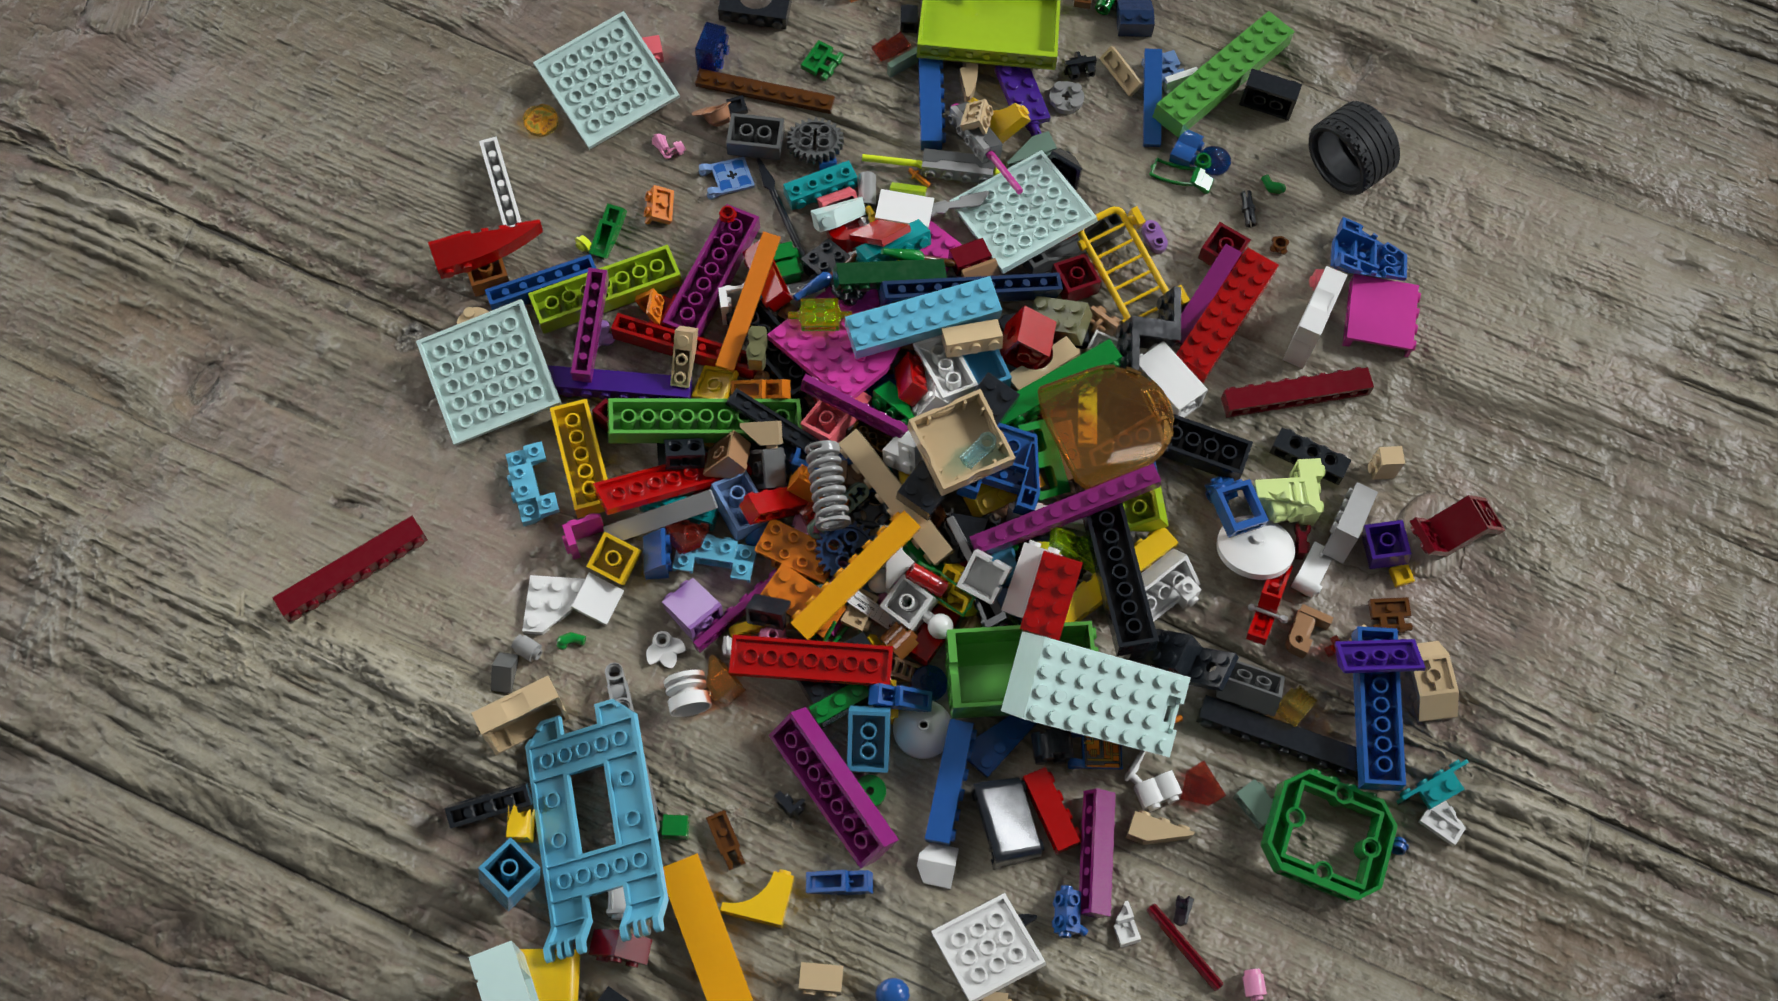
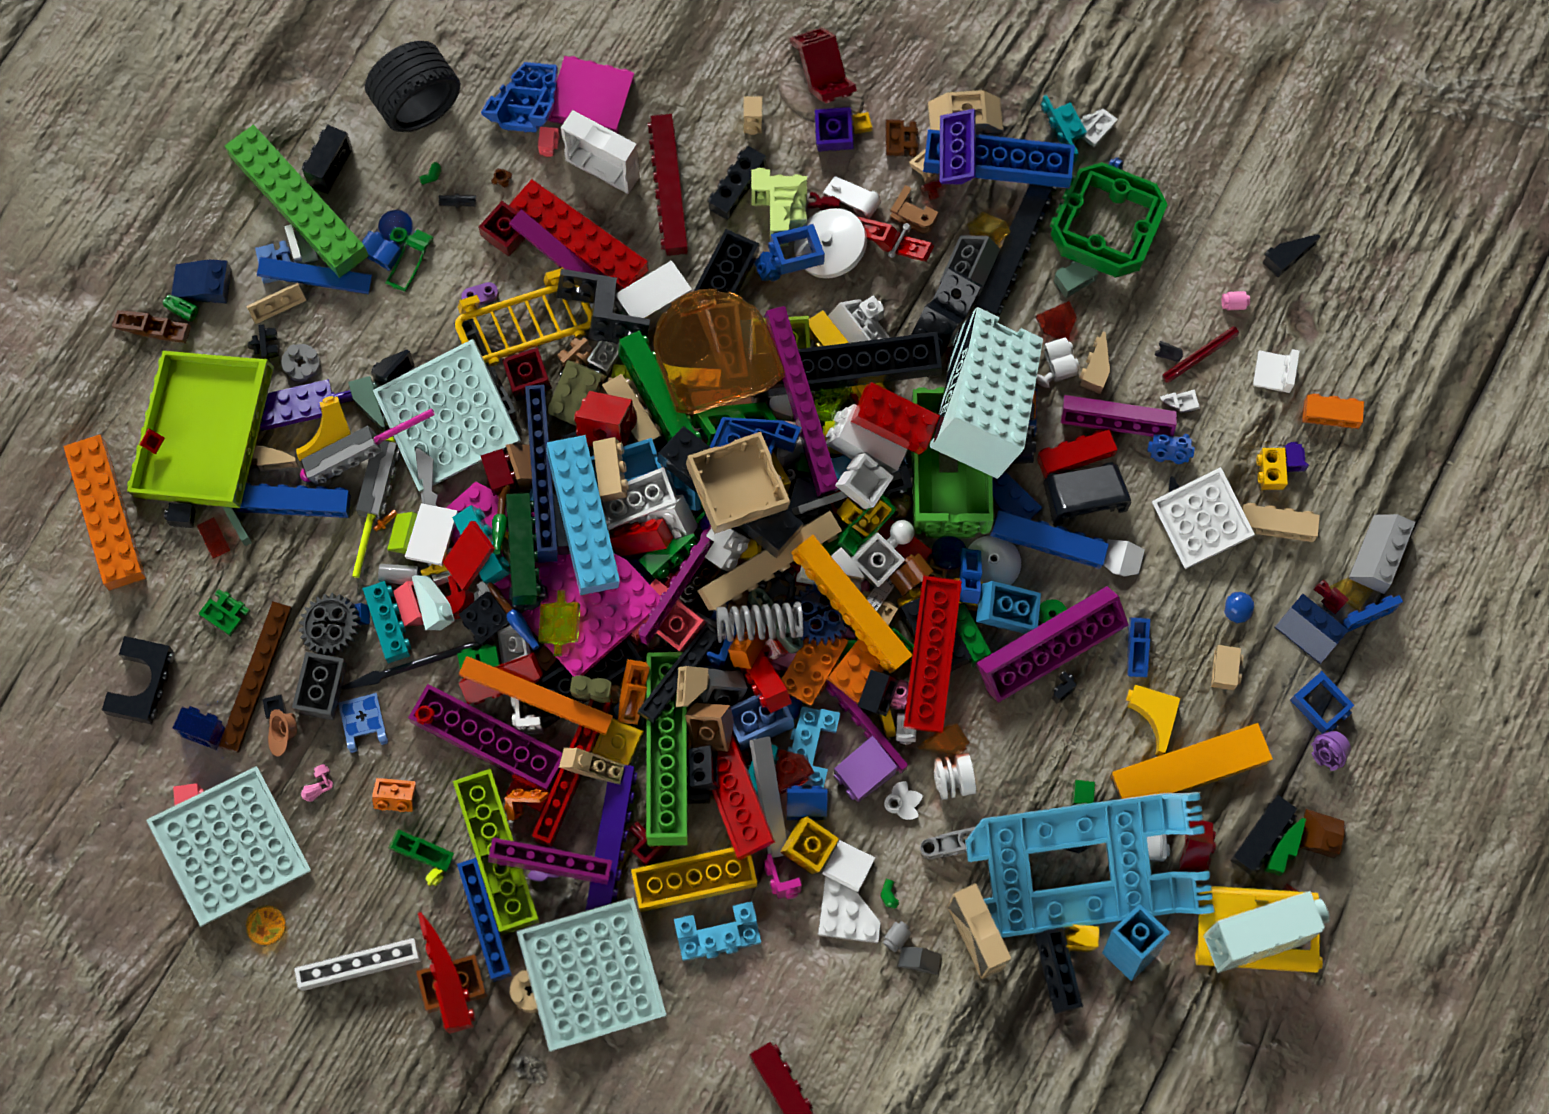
camera: 85 degrees left, 5 degrees up
(725, 837) = (1093, 749): reddish brown hinge -> none
(926, 579) = (860, 537): red axle -> none
(977, 115) = (330, 449): tan bracket -> none
(977, 450) = (749, 467): clear light blue piece -> none
(1349, 521) = (811, 155): light grey wedge -> none

